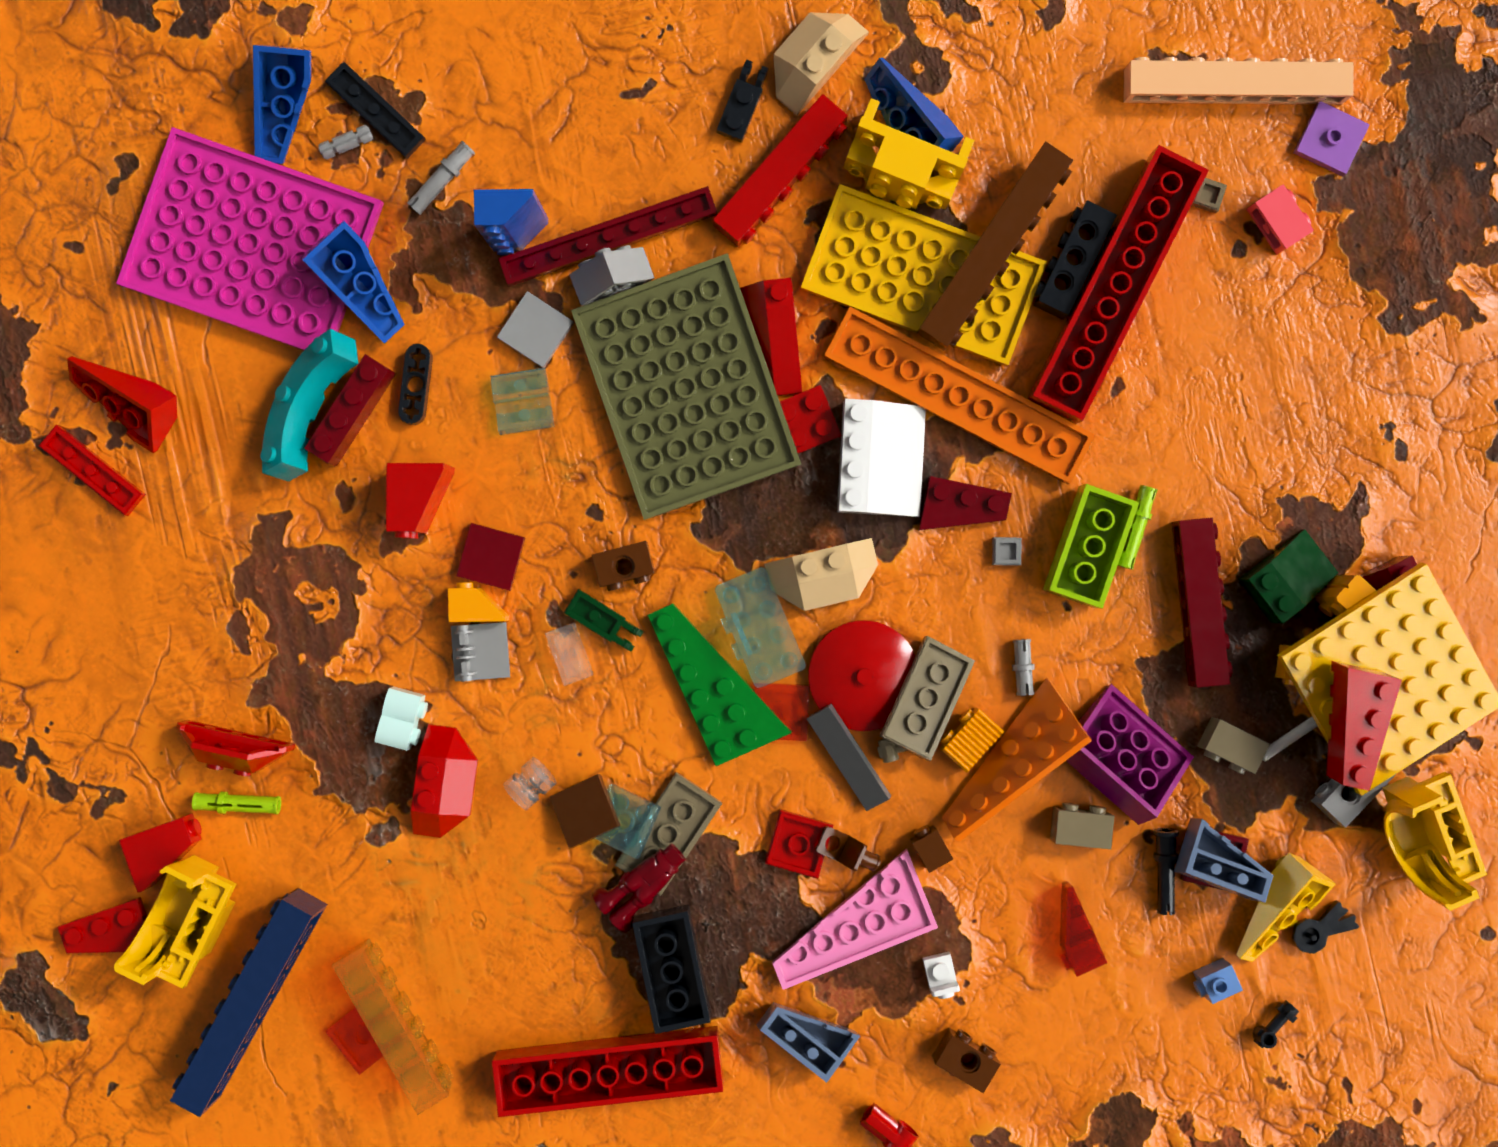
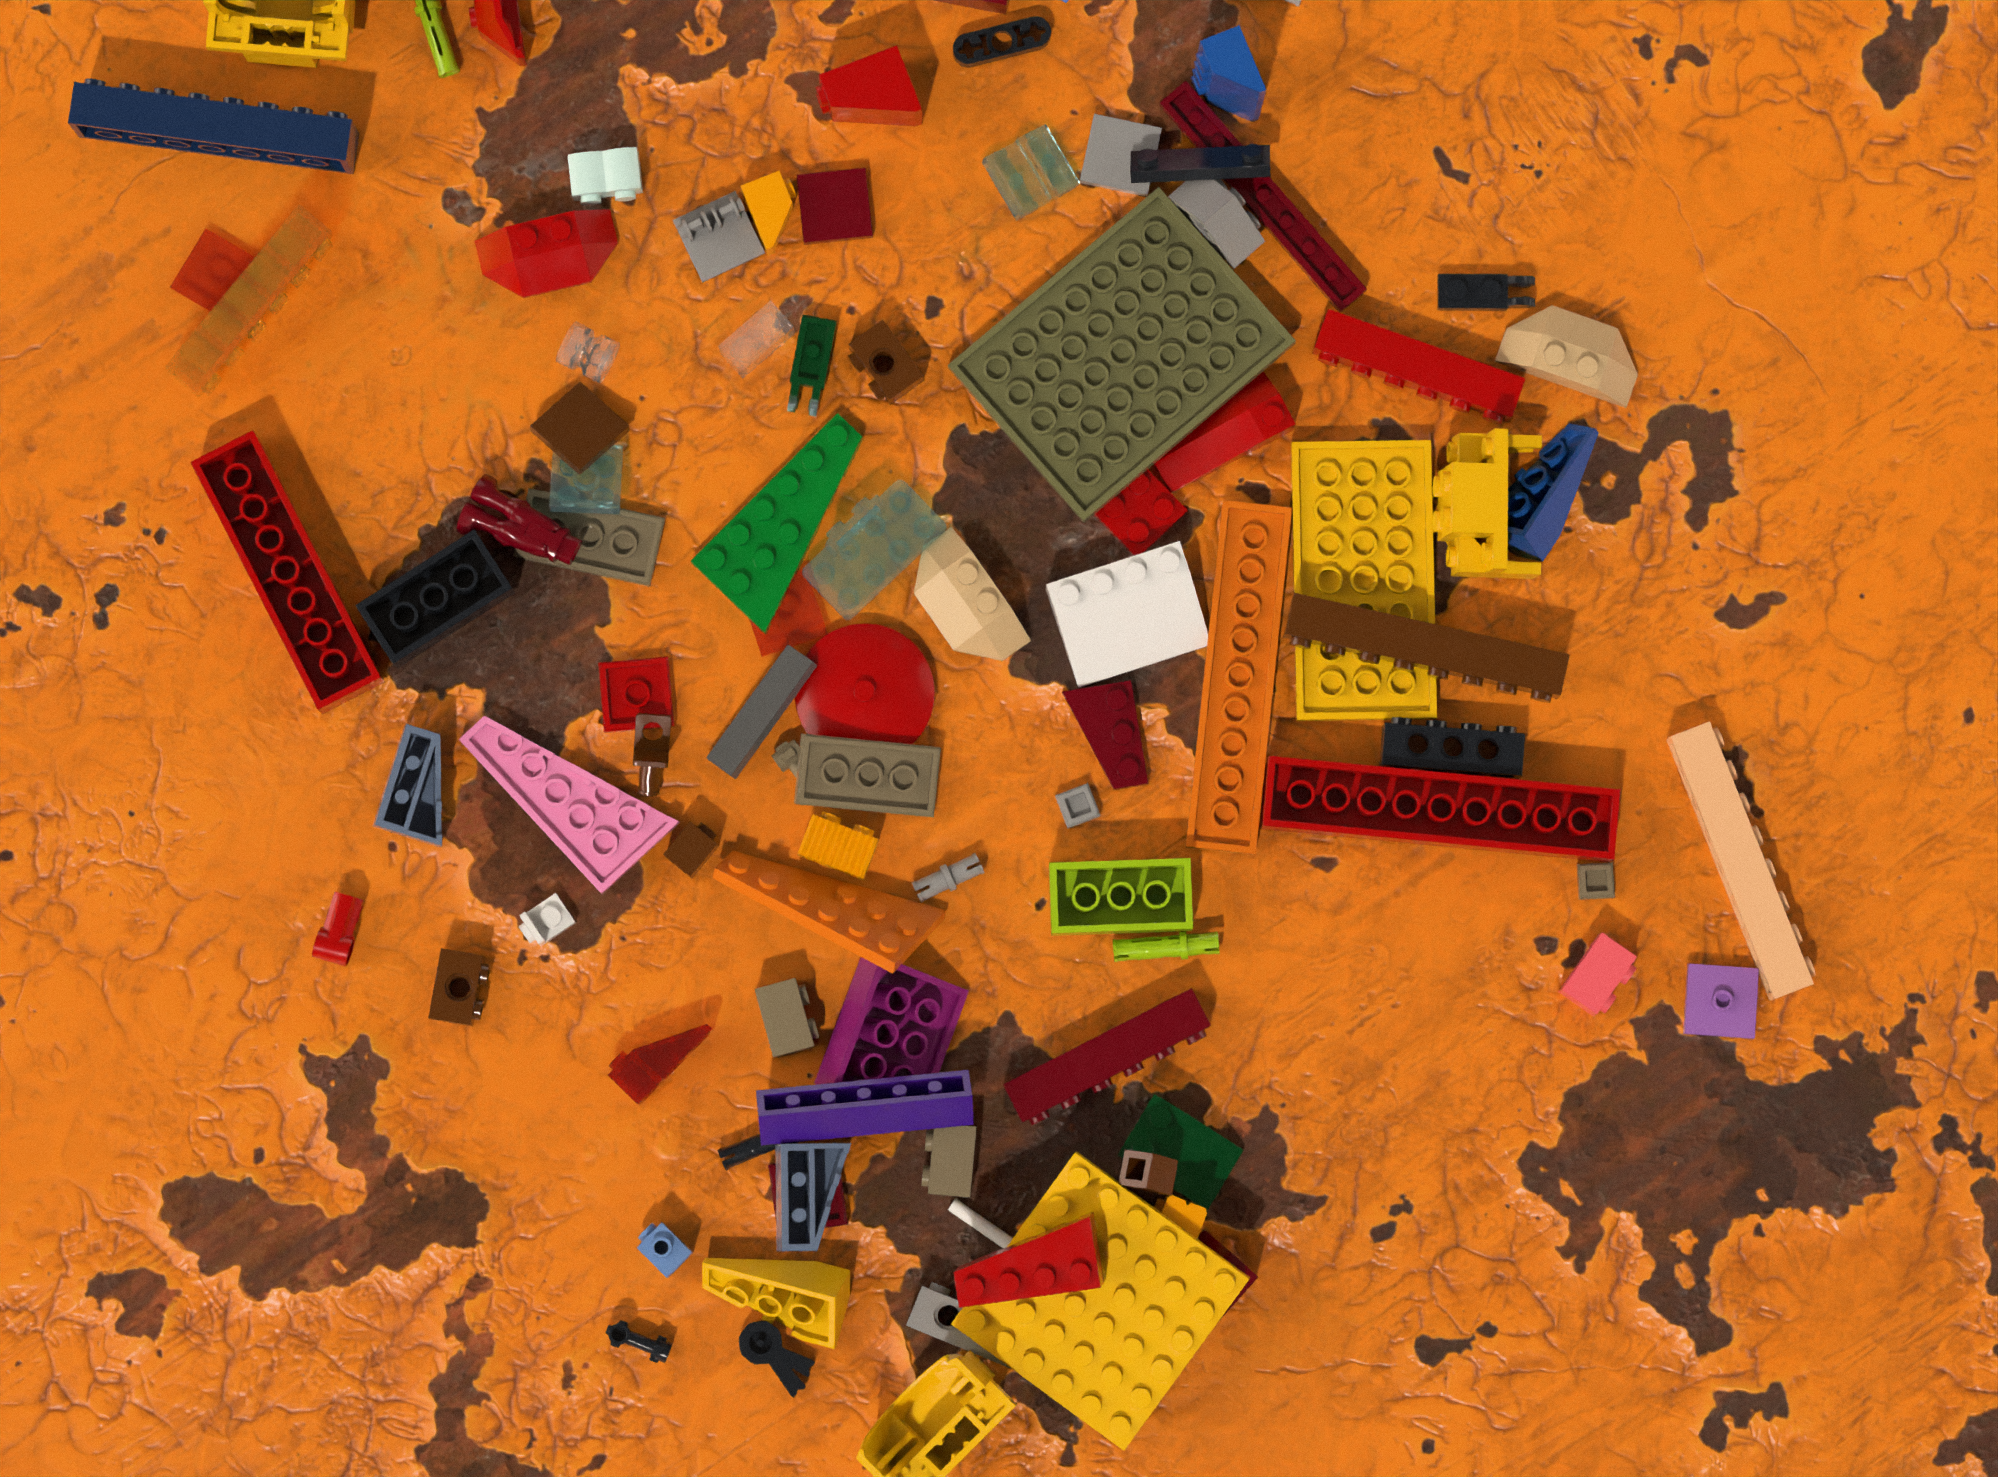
camera: 65 degrees right, 5 degrees down
(566, 270) = (1200, 163): none -> black plate
(1180, 799) = (864, 1107): none -> dark purple brick
(1315, 607) = (1148, 1172): none -> reddish brown brick

